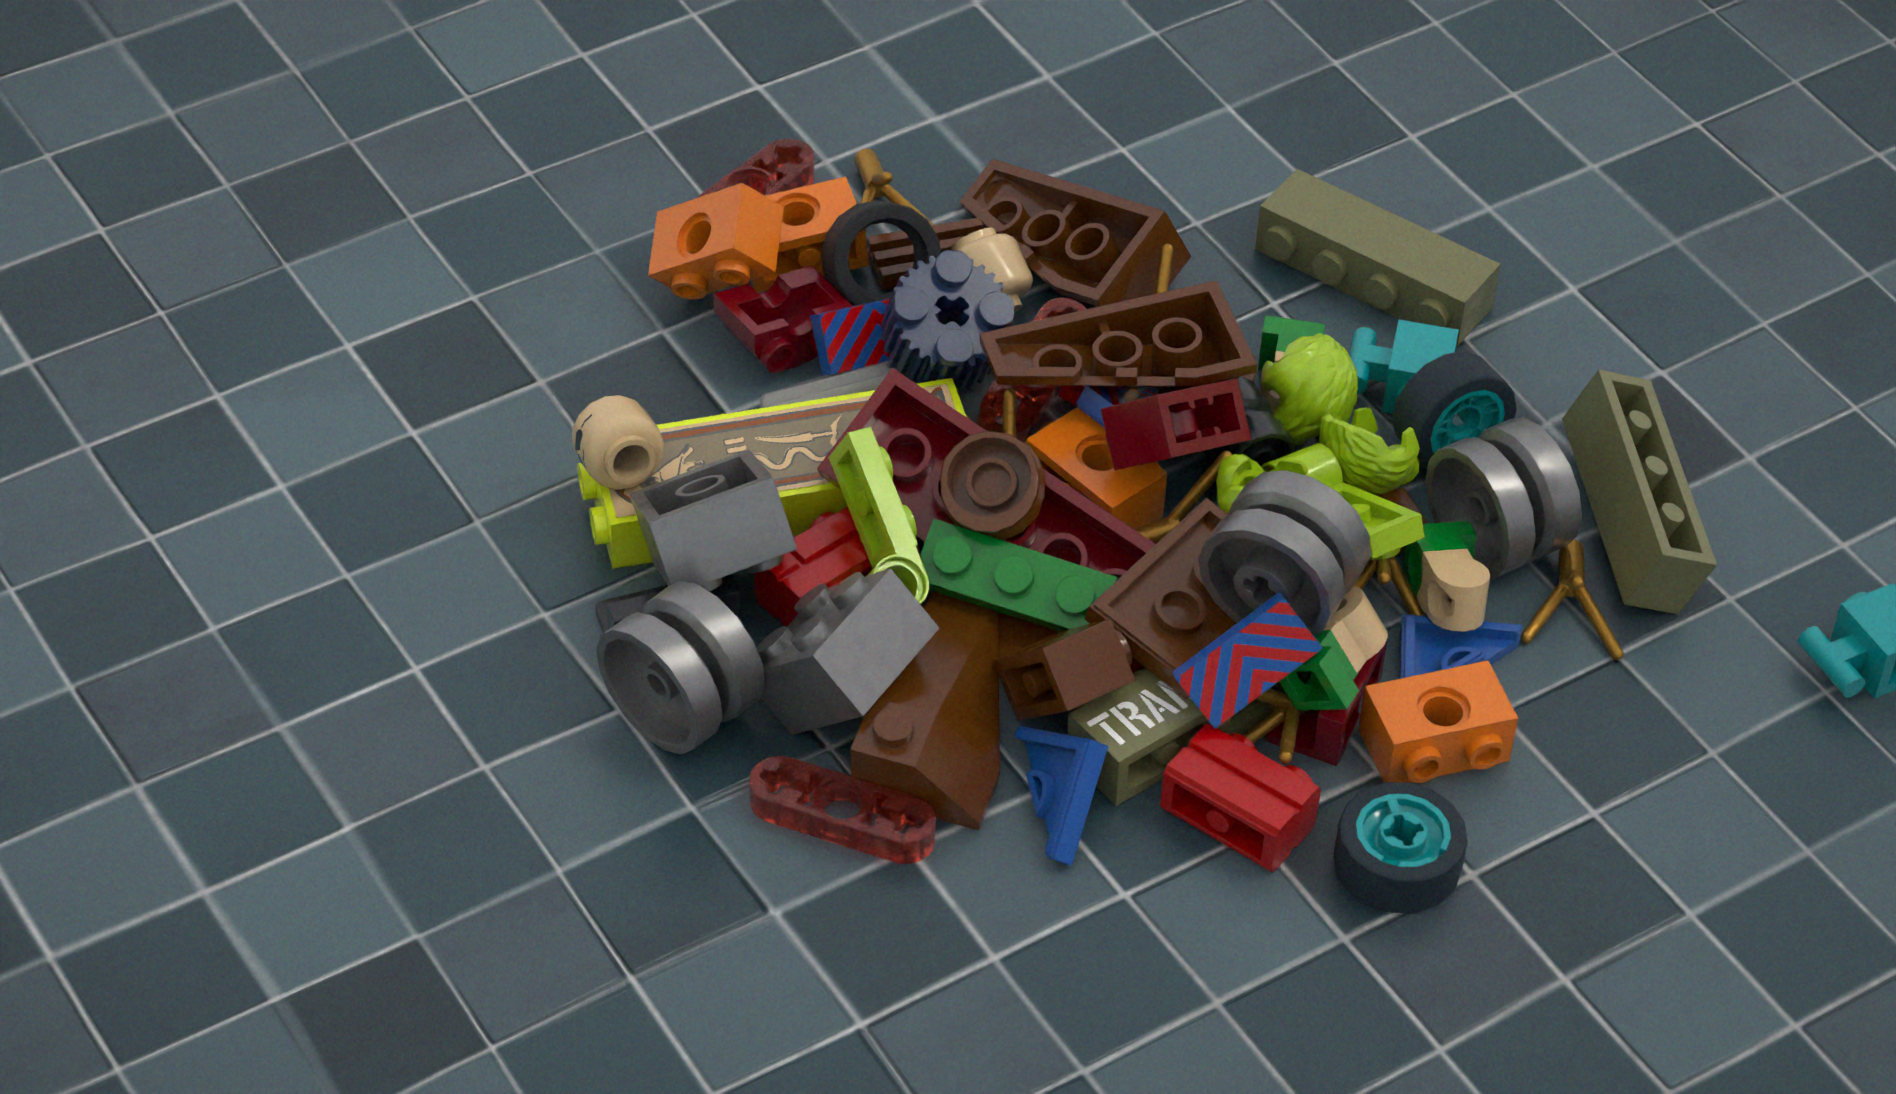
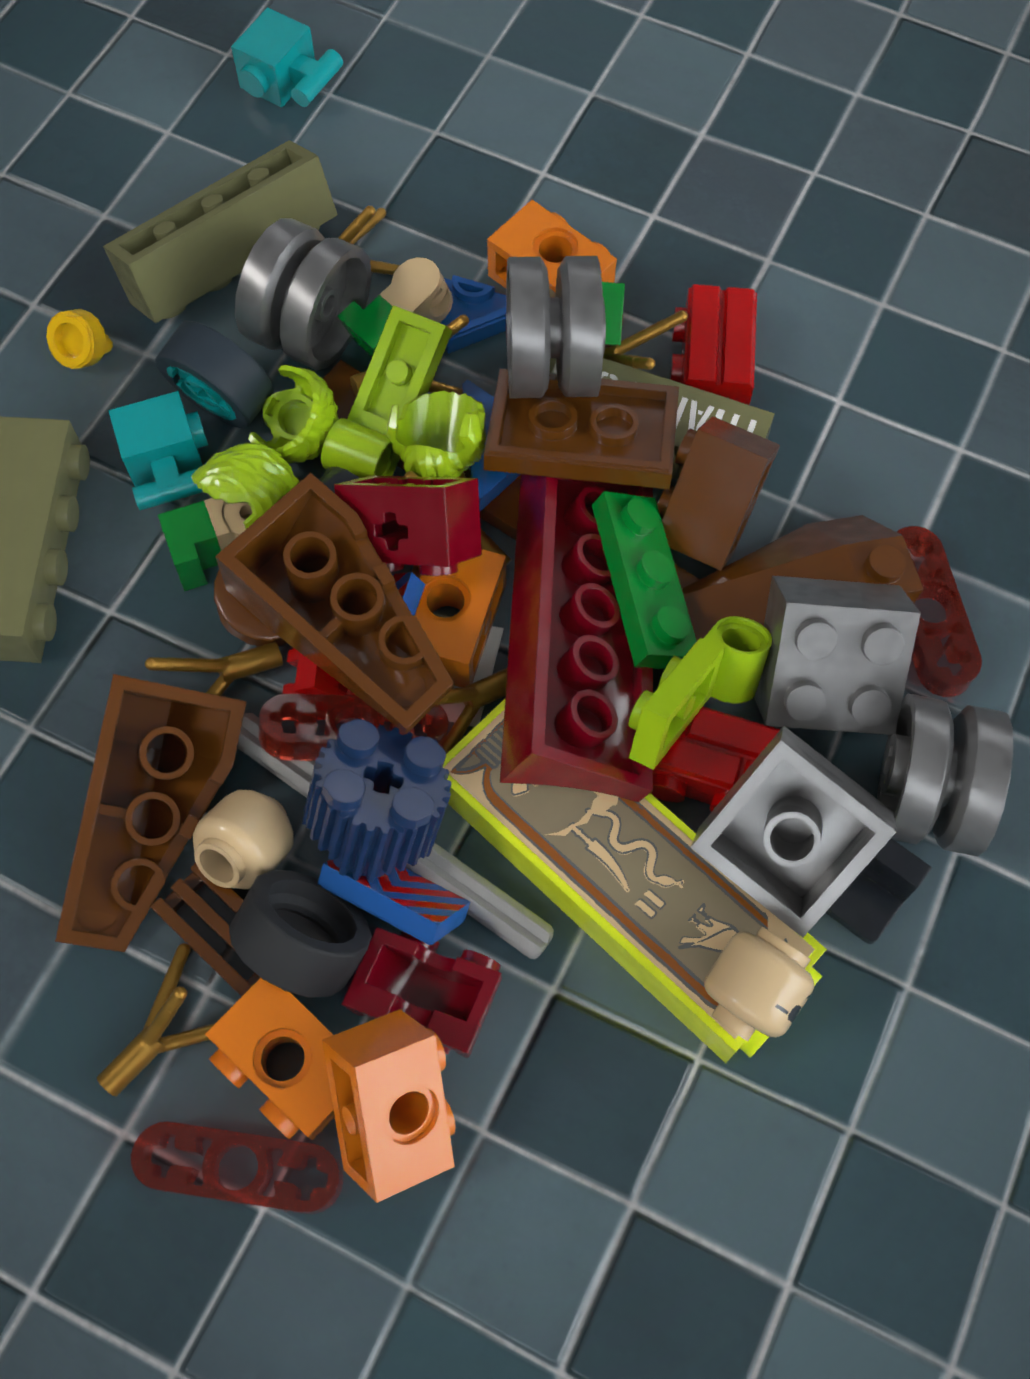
camera: 120 degrees left, 20 degrees up
(992, 484) = (594, 612): reddish brown piece -> none
(1062, 785) = (795, 471): blue tile -> none
(1247, 660) = (651, 338): tile -> none
(1400, 847) = (680, 243): black wheel -> none
(1577, 363) = (77, 338): none -> yellow tile

